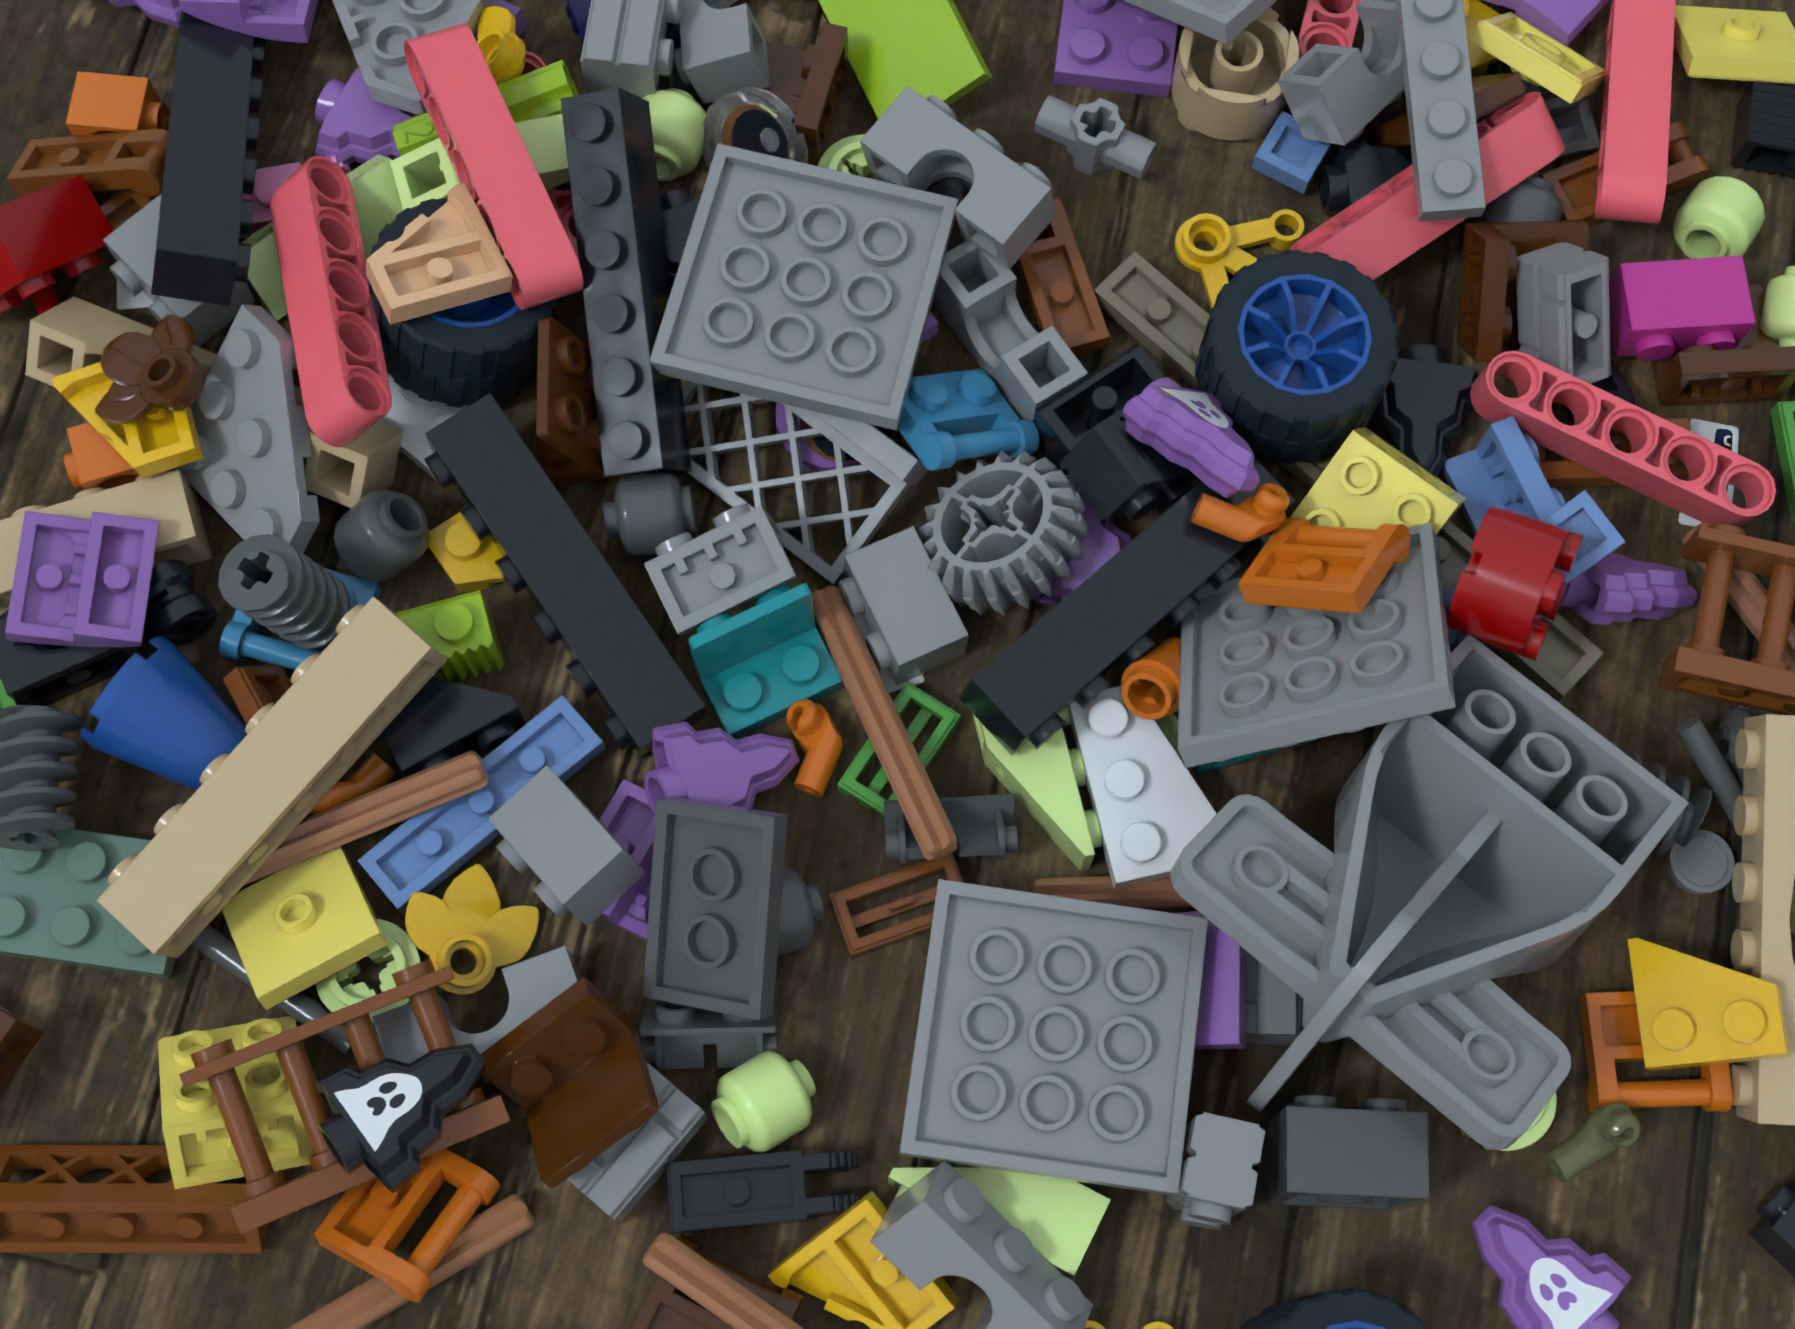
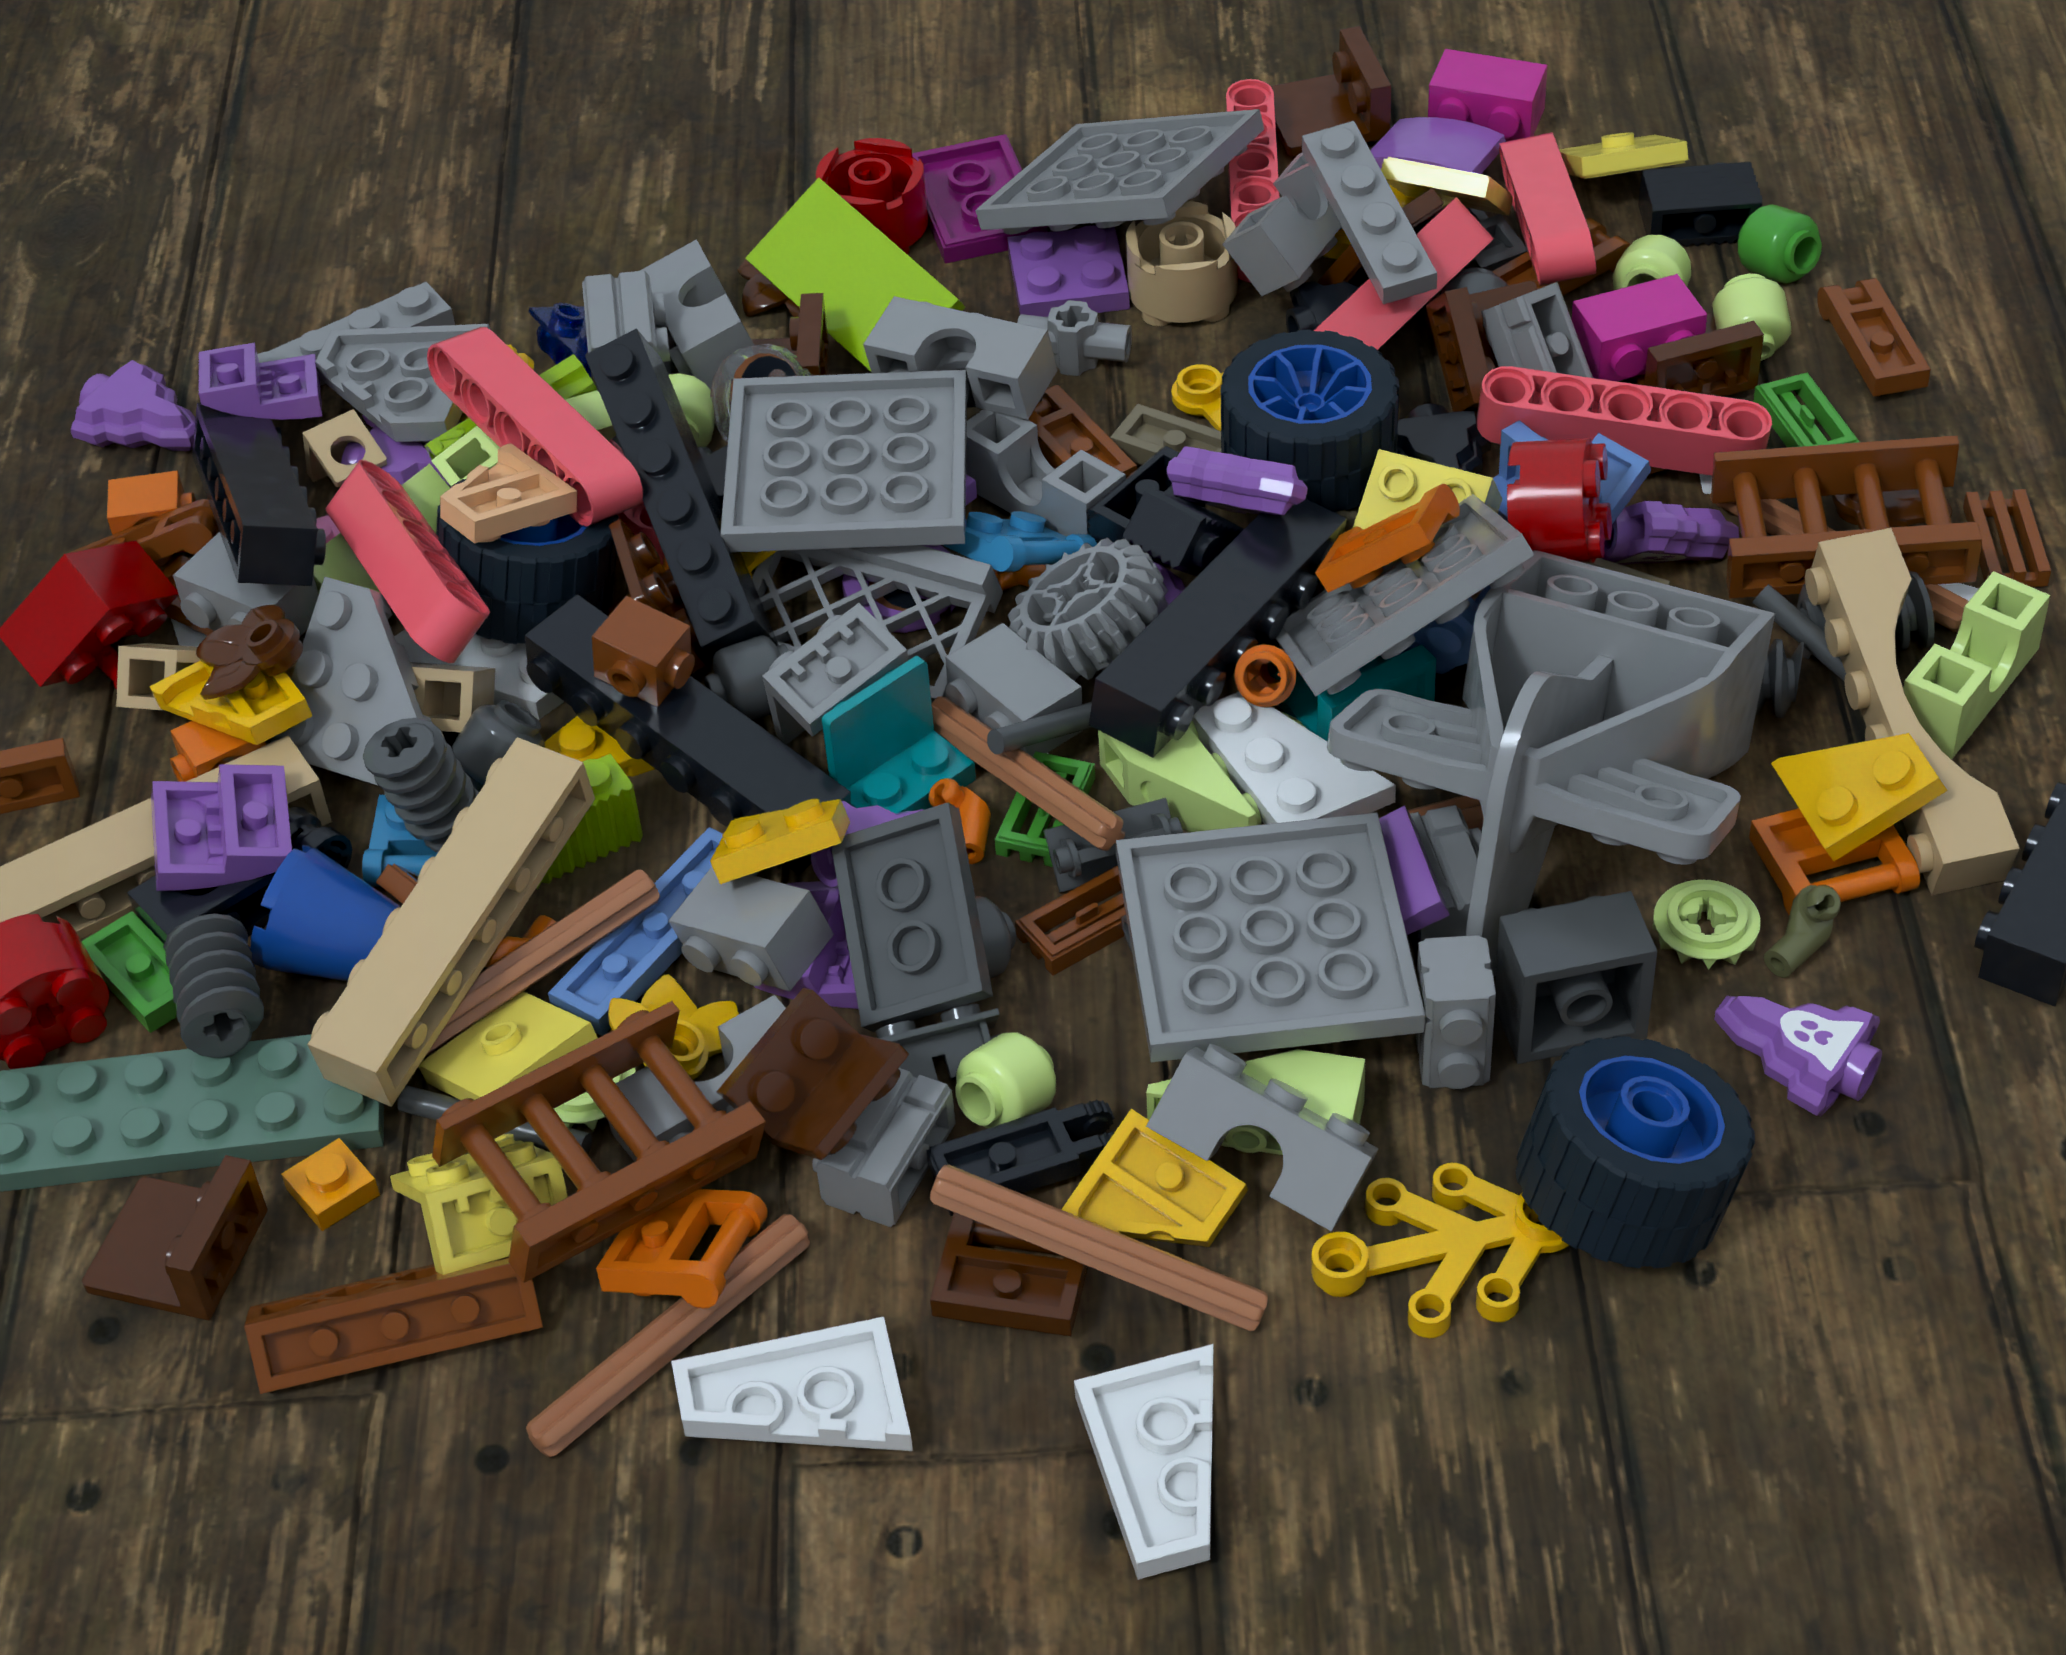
camera: 10 degrees left, 25 degrees down
(107, 1019) = (330, 1184): none -> light orange plate
(307, 79) = (327, 442): none -> tan bracket
(395, 1110) = (650, 1116): black rock -> none
(450, 721) = (597, 860): black slope -> none
(531, 502) = (642, 652): none -> dark orange brick
(608, 771) = (778, 837): none -> yellow wing
(932, 670) = (1039, 729): none -> dark grey bar
(1246, 519) = (1304, 531): orange arm -> none
(1289, 156) = (1255, 315): medium blue plate -> none
(1702, 864) = (1821, 720): light grey piece -> none

